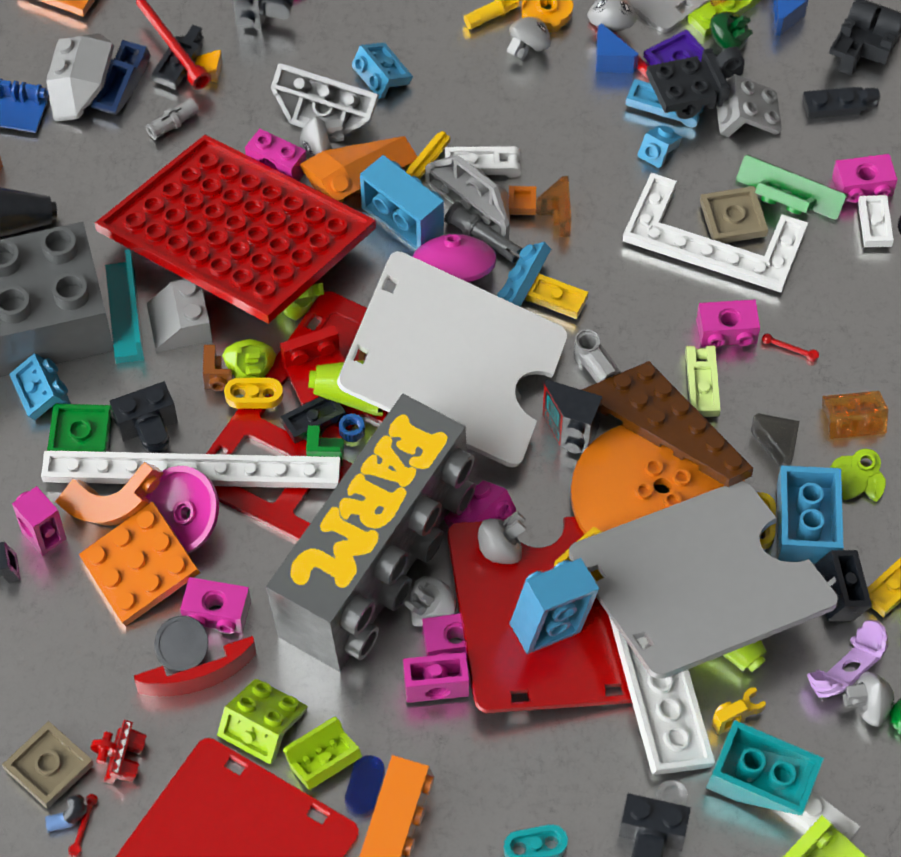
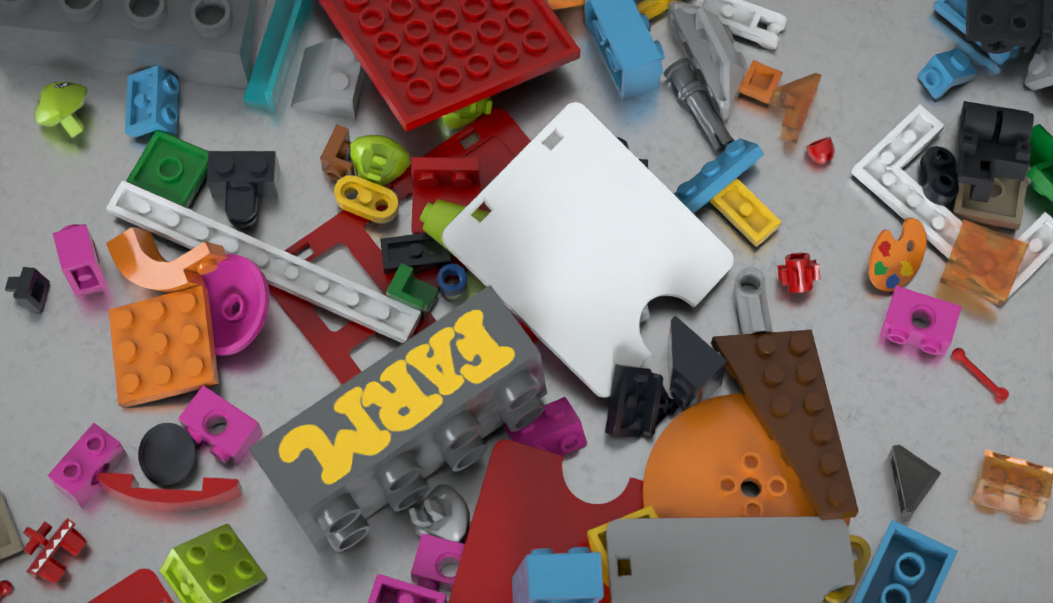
camera: 25 degrees right, 10 degrees up
(115, 682) = (79, 468): none -> dark pink brick
(458, 255) = (652, 125): dark pink dish -> none
(499, 539) = (542, 479): light grey piece -> none
(542, 460) = (637, 402): none -> black slope
(592, 232) = (821, 150): none -> red hinge
(620, 322) = (799, 272): none -> red gear
(683, 288) = (891, 262): none -> orange piece
(690, 217) = (939, 175): none -> black plate
(703, 380) = (860, 377): yellowish green plate -> none
(721, 180) = (991, 145): none -> black plate
(755, 265) = (984, 263): none -> clear orange plate
(861, 479) = (979, 564): lime plate -> none

